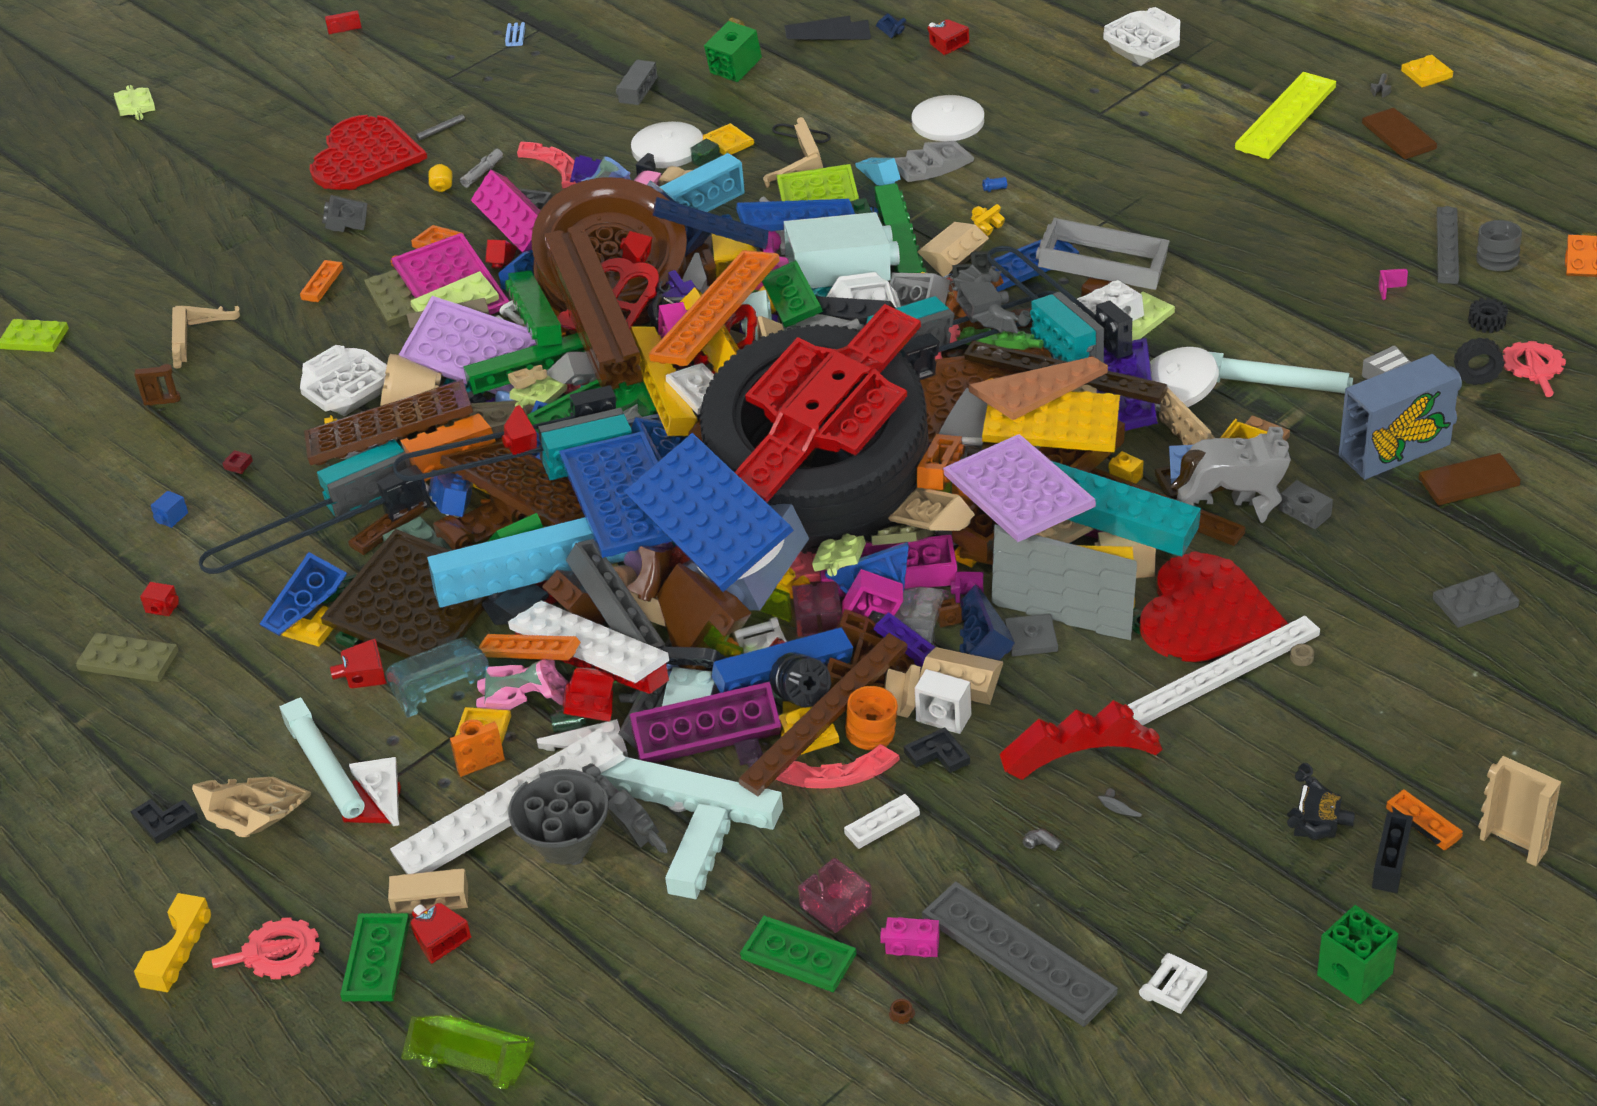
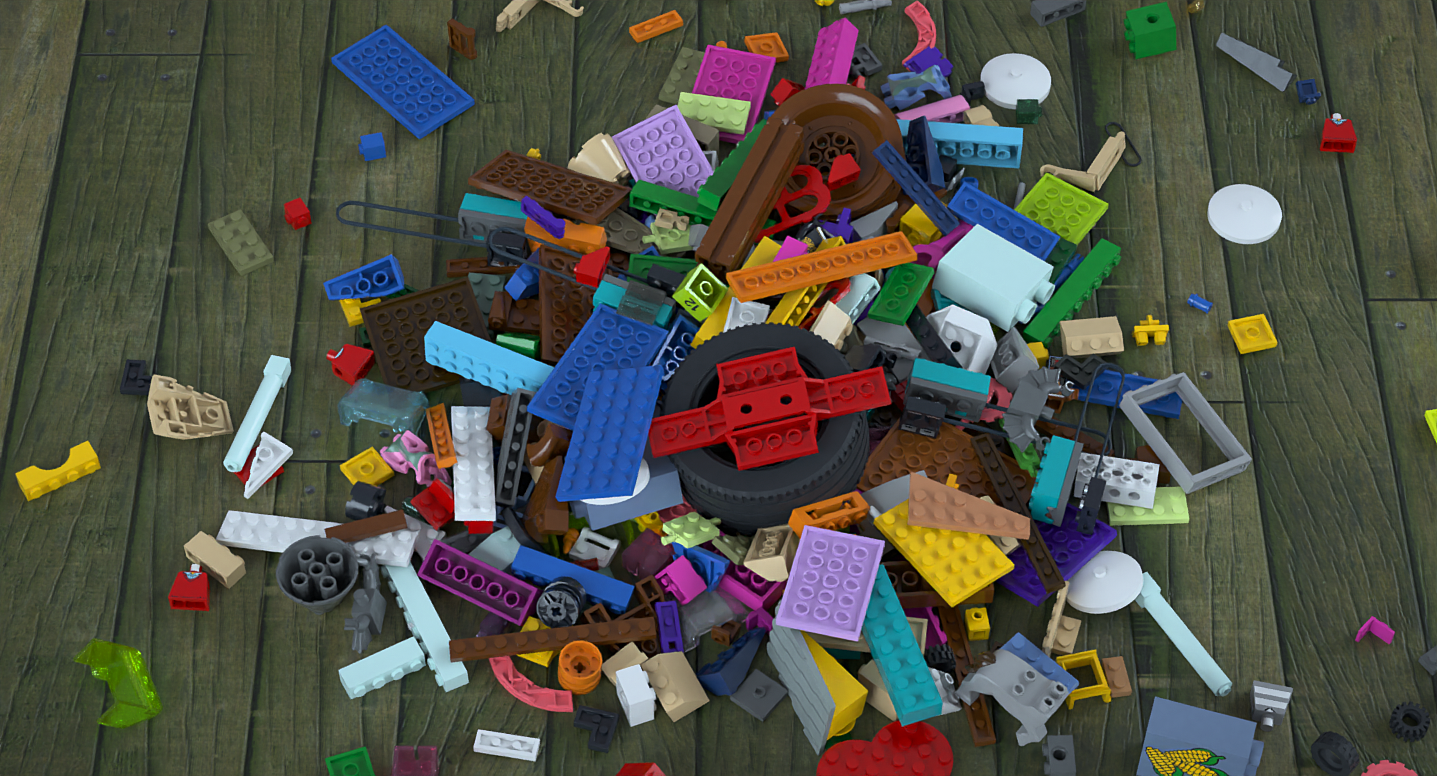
camera: 40 degrees right, 10 degrees up
(134, 451) = (403, 81): none -> blue plate
(237, 462) = (449, 140): dark red plate -> none
(263, 950) = (95, 518): coral bar -> none
(342, 379) = (570, 122): white piece -> none
(375, 957) = (144, 577): green plate -> none
(422, 433) = (543, 217): none -> dark purple plate
(476, 747) = (338, 480): orange plate -> none
(520, 745) = (365, 502): none -> black brick
(555, 750) = (368, 527): none -> reddish brown tile
(596, 424) = (641, 303): none -> clear smoke slope
(637, 388) = (700, 292): none -> lime brick
(729, 139) = (1059, 110): yellow plate -> none
(880, 170) = (1130, 224): medium azure slope -> none
(932, 160) = (1180, 246): light grey slope -> none
(1056, 177) = (1252, 333): none -> yellow plate

